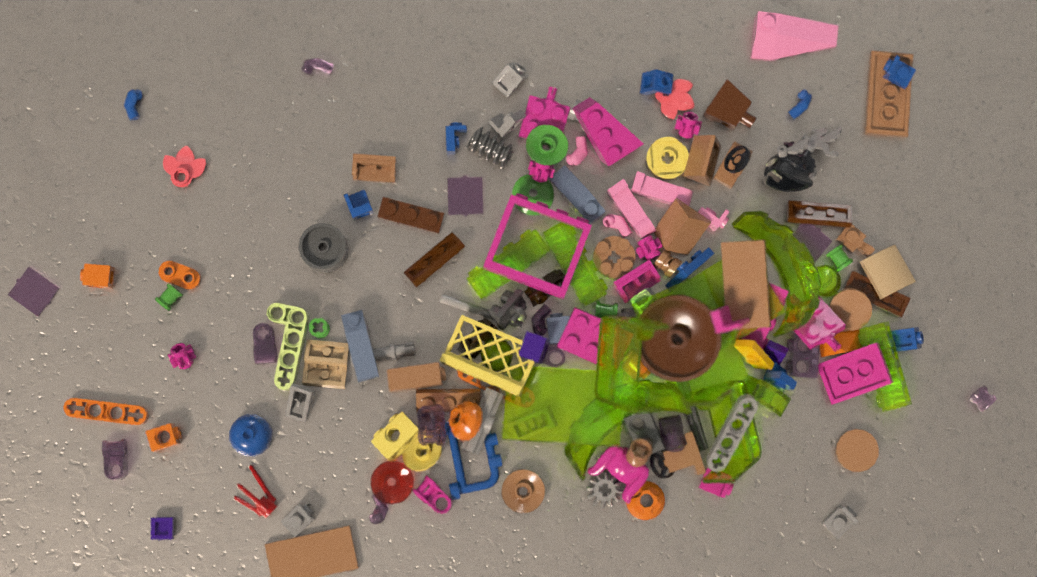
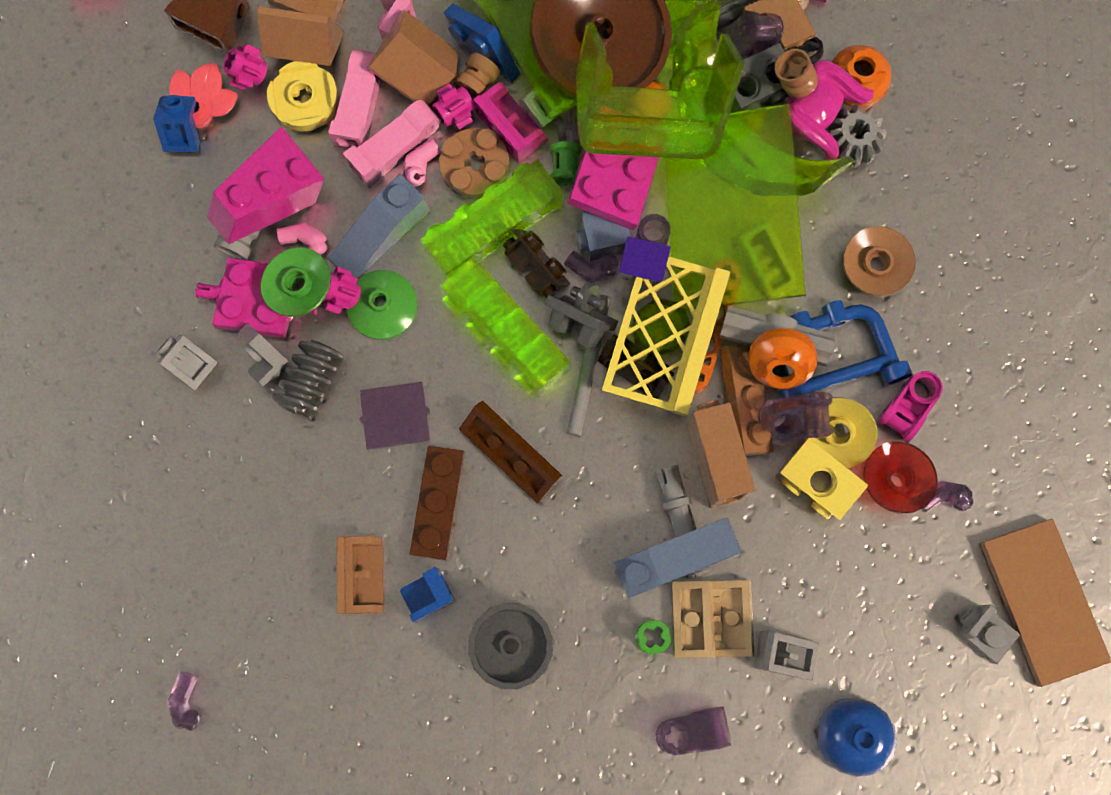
camera: 90 degrees left, 5 degrees down
(264, 506) = (976, 695): red plant -> none
(286, 347) = (694, 689): yellowish green beam -> none
(452, 141) = (301, 446): blue bracket -> none
(520, 277) = (414, 242): dark pink window -> none

